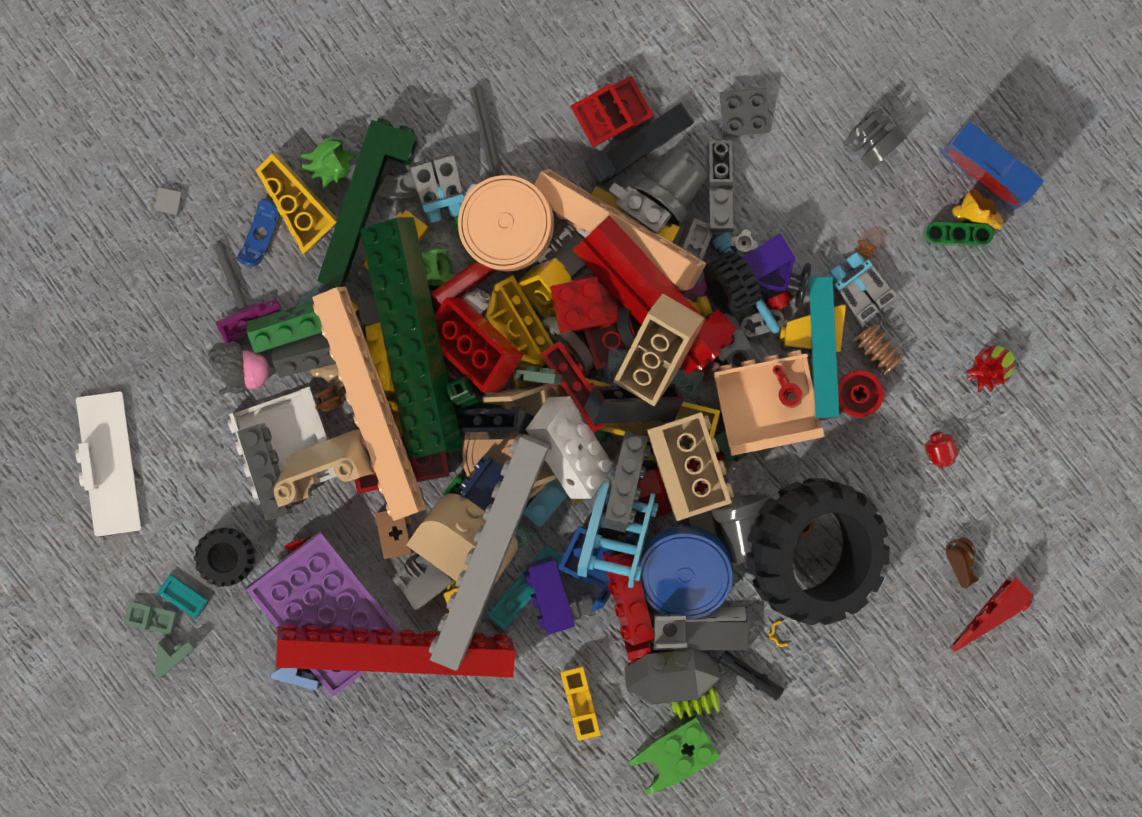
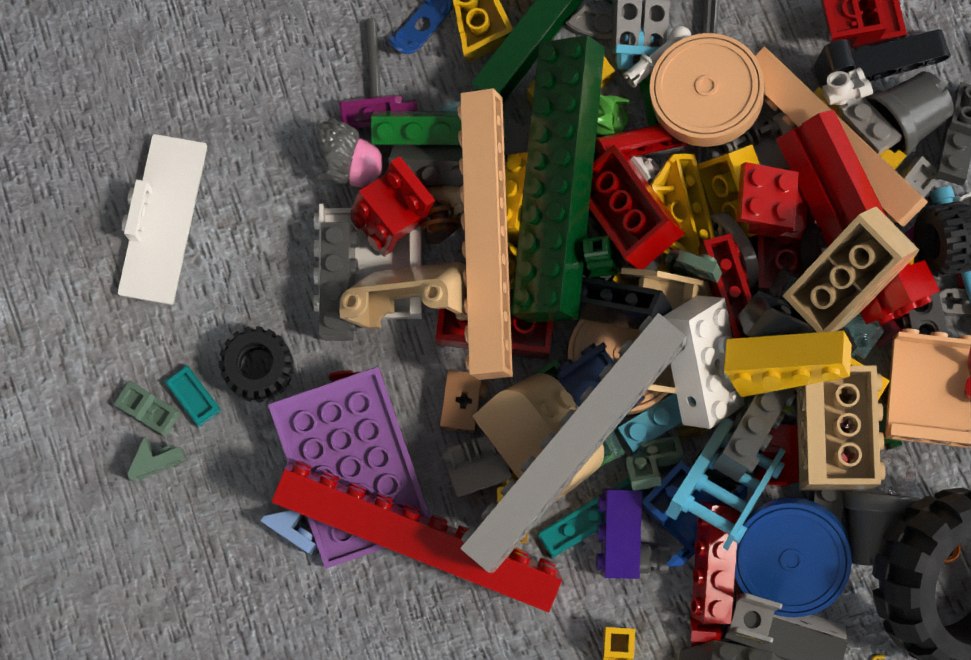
camera: 20 degrees right, 10 degrees down
(287, 401) = (391, 207): none -> red bracket
(451, 216) = (646, 64): none -> white pin
(556, 526) = (644, 464): none -> sand green plate
(613, 189) = (845, 86): none -> white plate
(630, 433) = (786, 361): none -> yellow wedge

